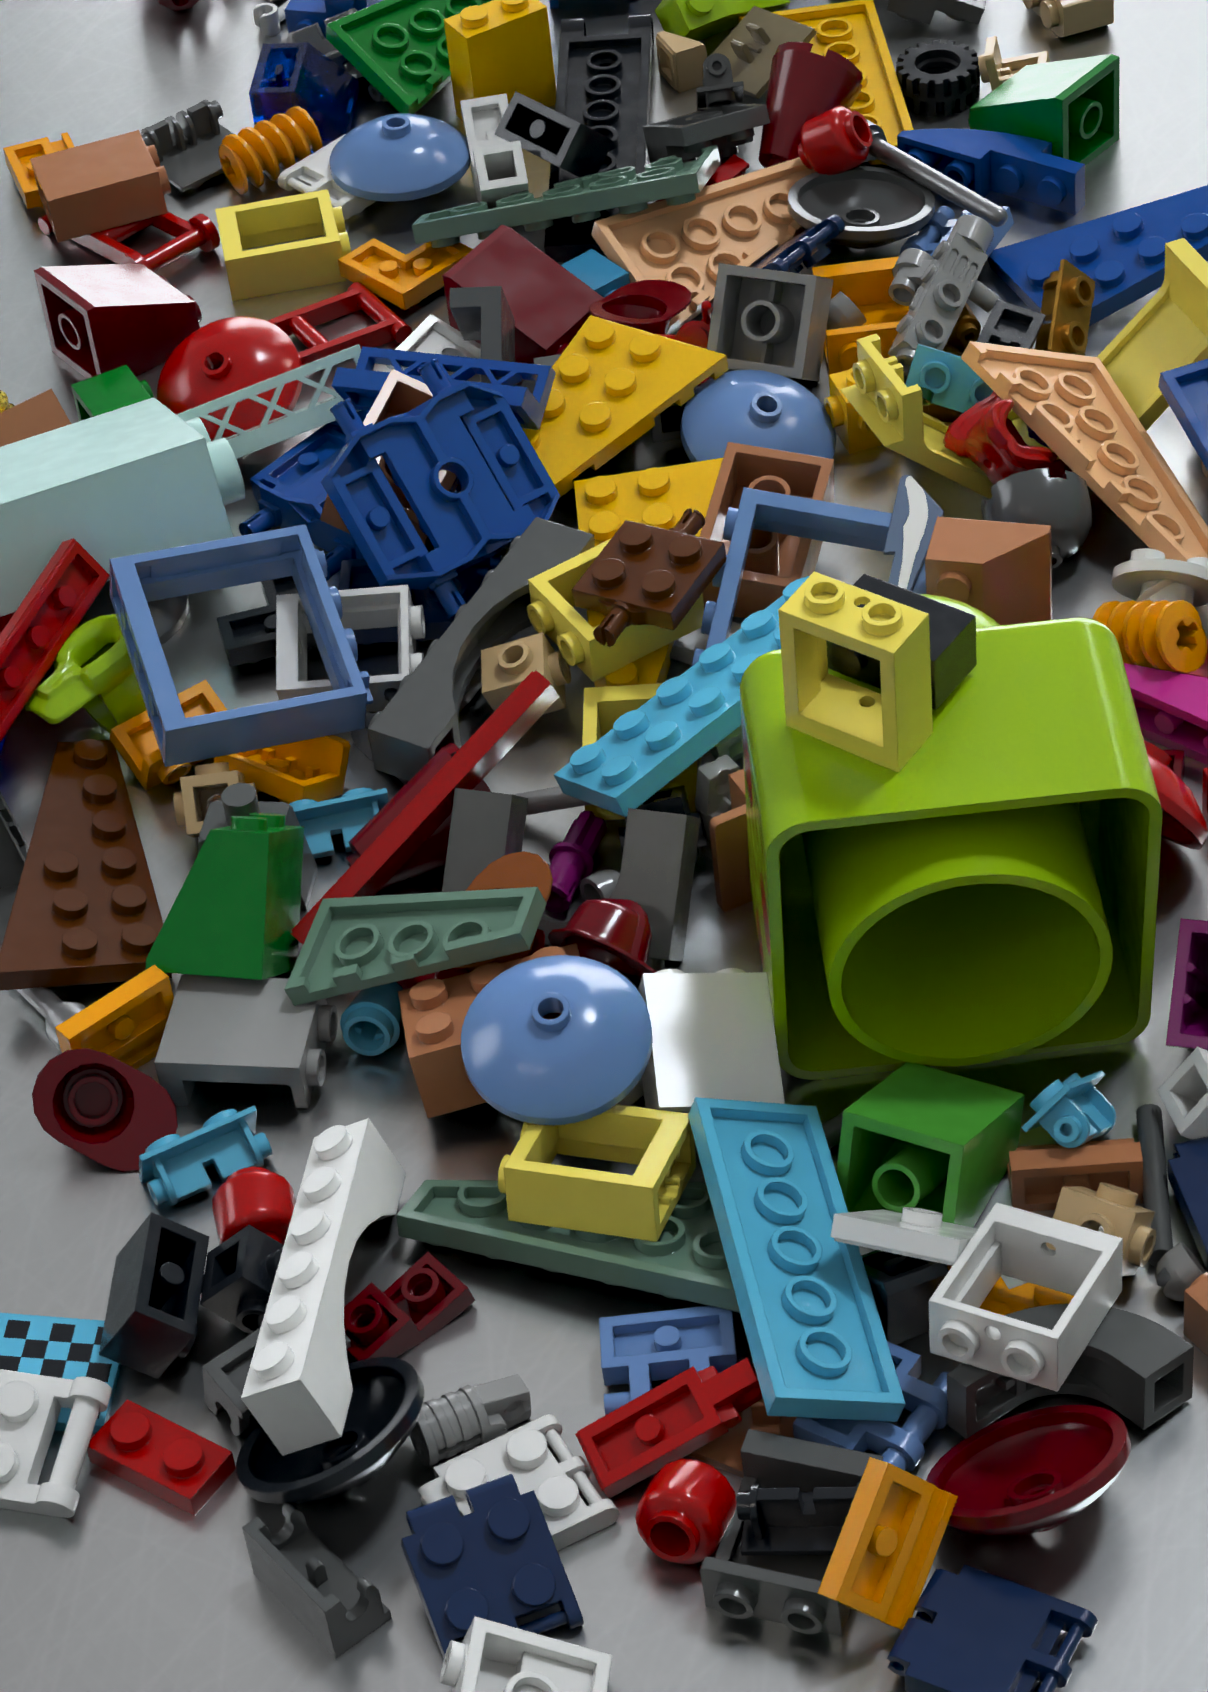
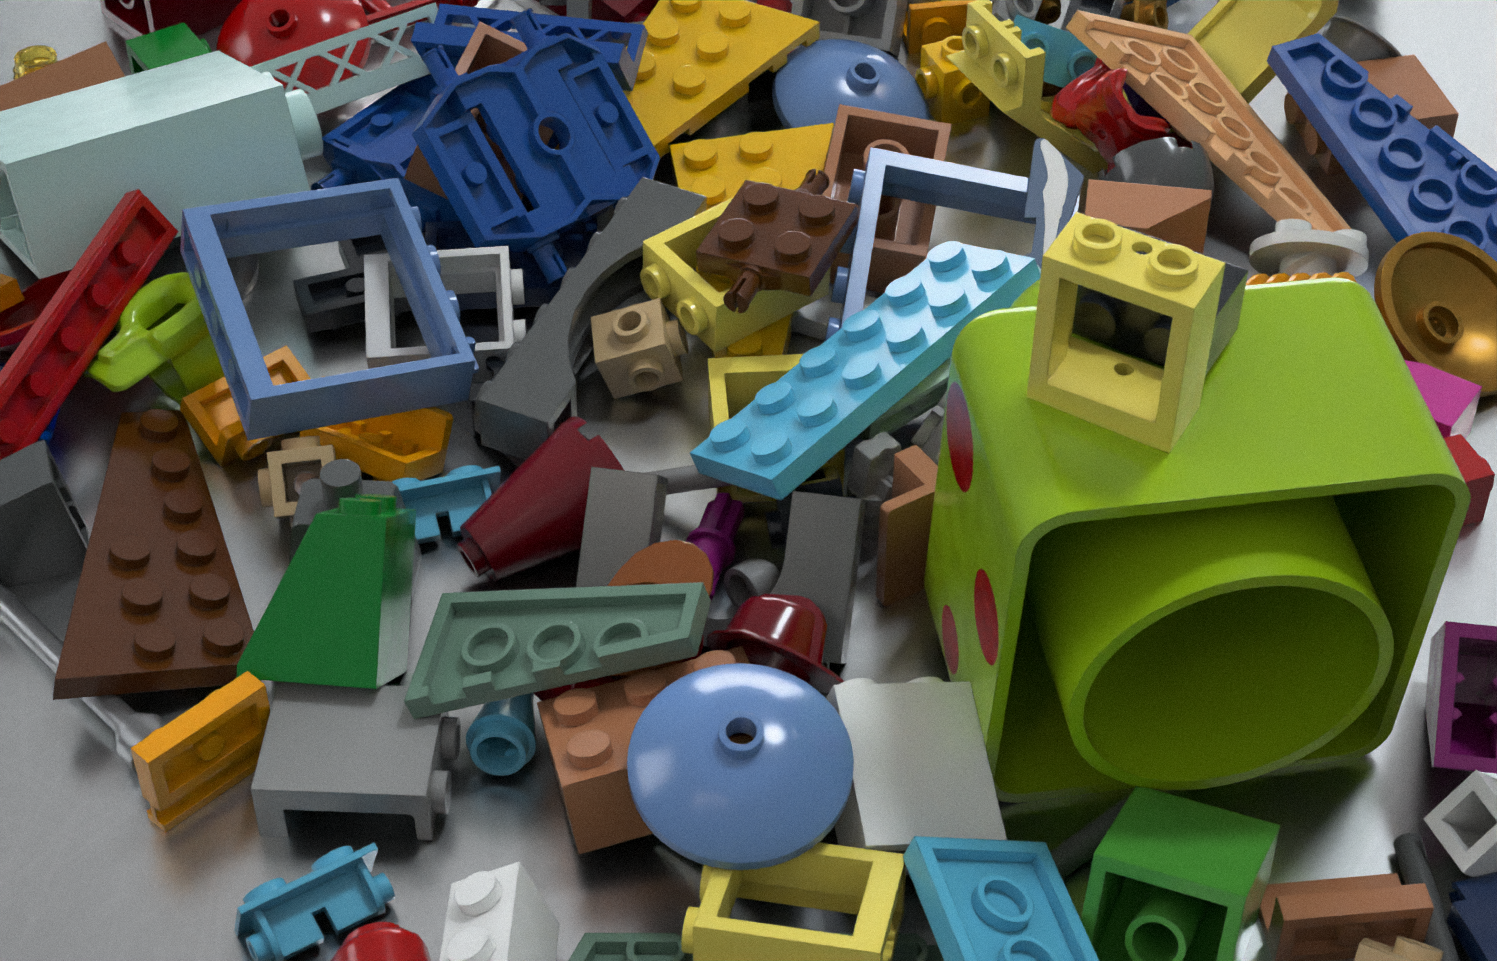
camera: 10 degrees left, 0 degrees up
(102, 1107) = (189, 845): dark red piece -> none
(436, 799) = (567, 479): red tile -> none
(1073, 1110) = (1337, 845): medium azure hinge -> none

